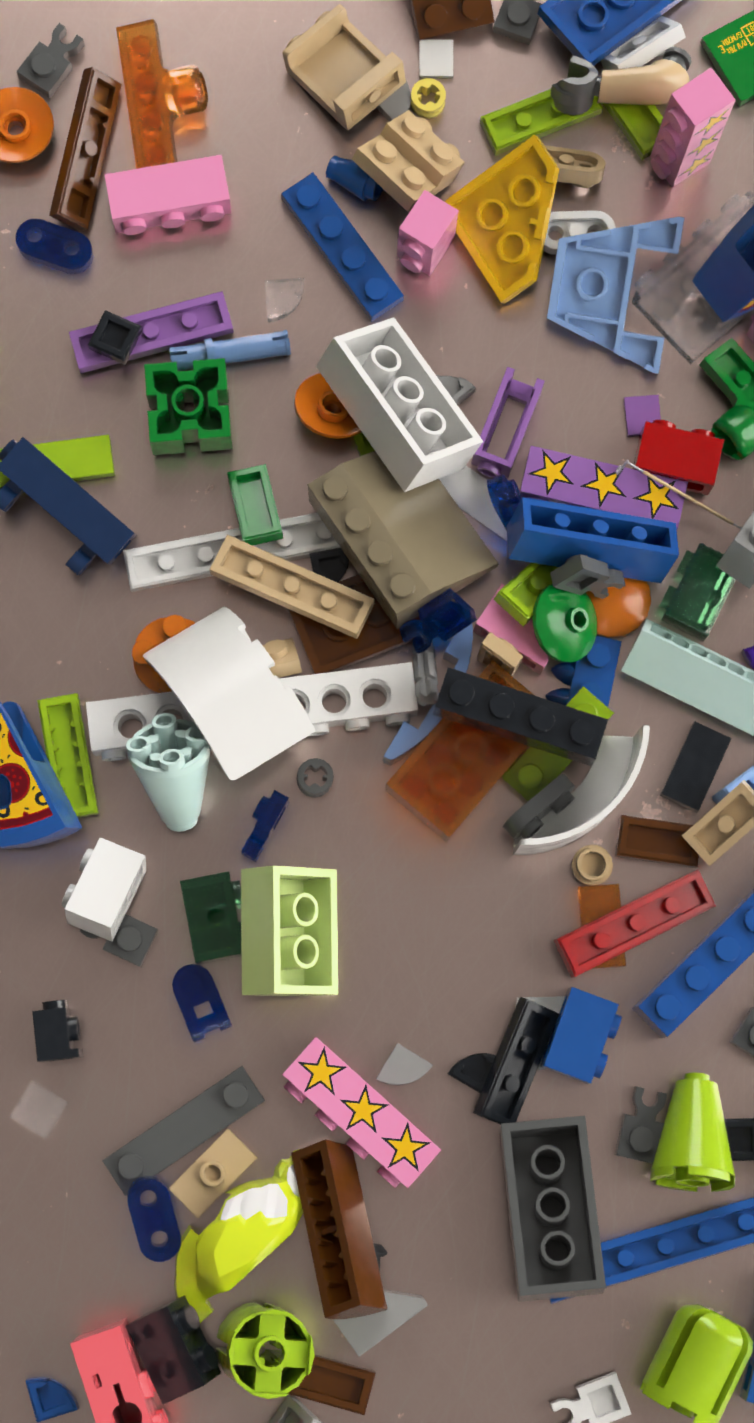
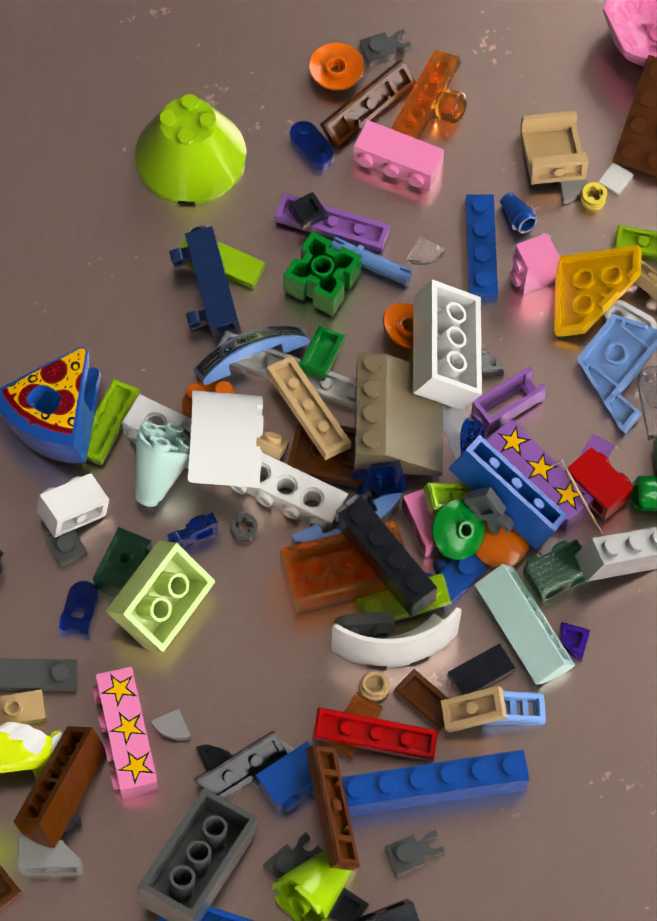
camera: 40 degrees right, 15 degrees down
(164, 557) = (216, 363): none -> slope
(330, 563) = (343, 413): black tile -> none
(409, 159) = (558, 216): tan plate -> none
(501, 652) = (405, 522): tan plate -> none
(660, 1049) = (332, 808): none -> reddish brown plate

